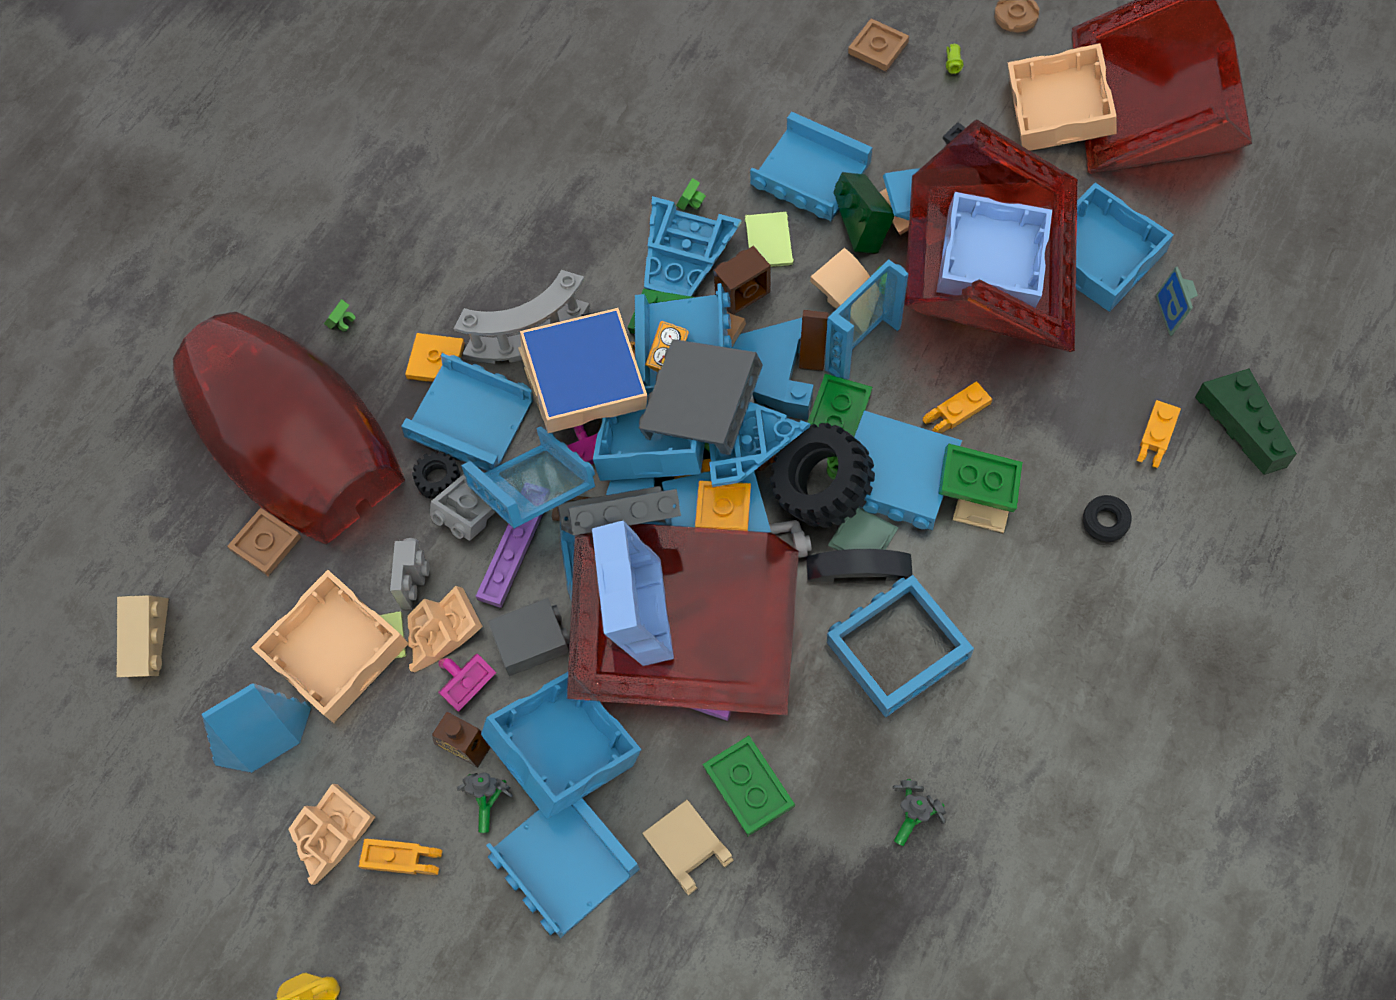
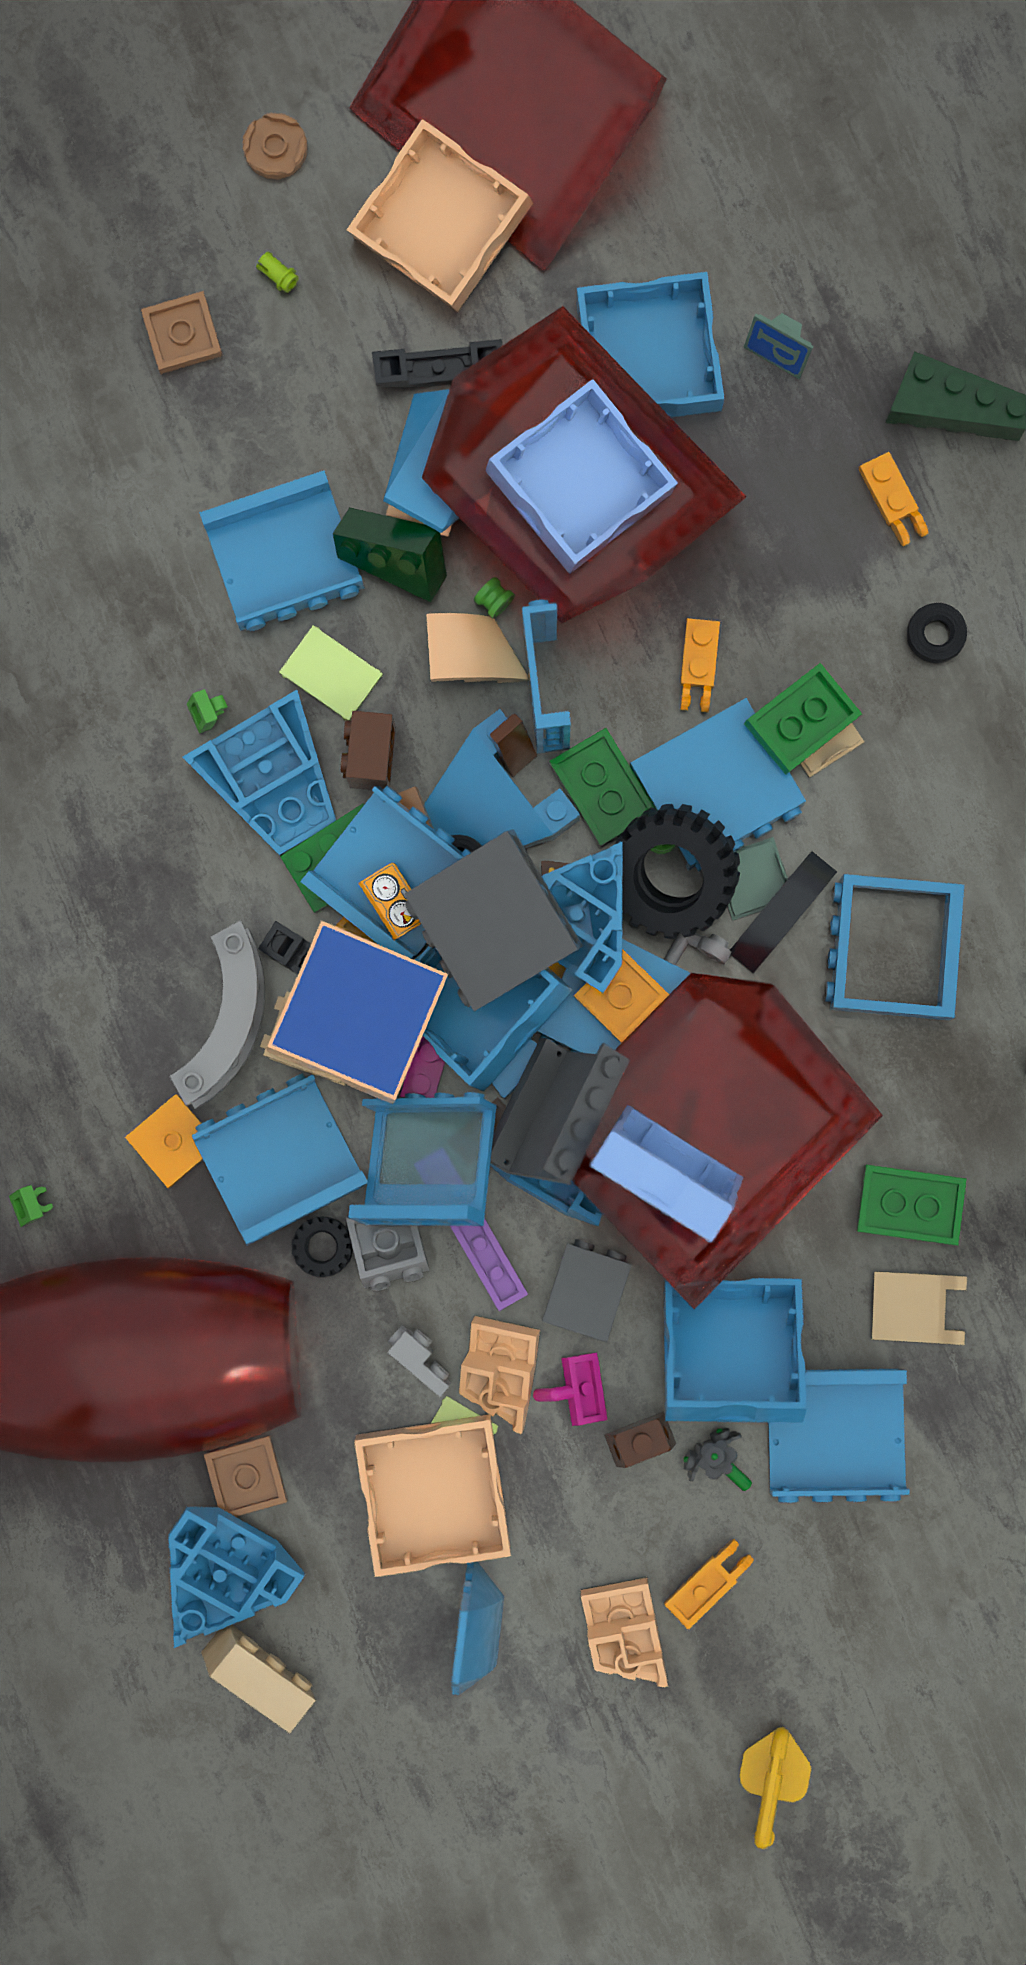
camera: 50 degrees left, 20 degrees up
(194, 563) = (224, 1572): none -> dark azure wedge

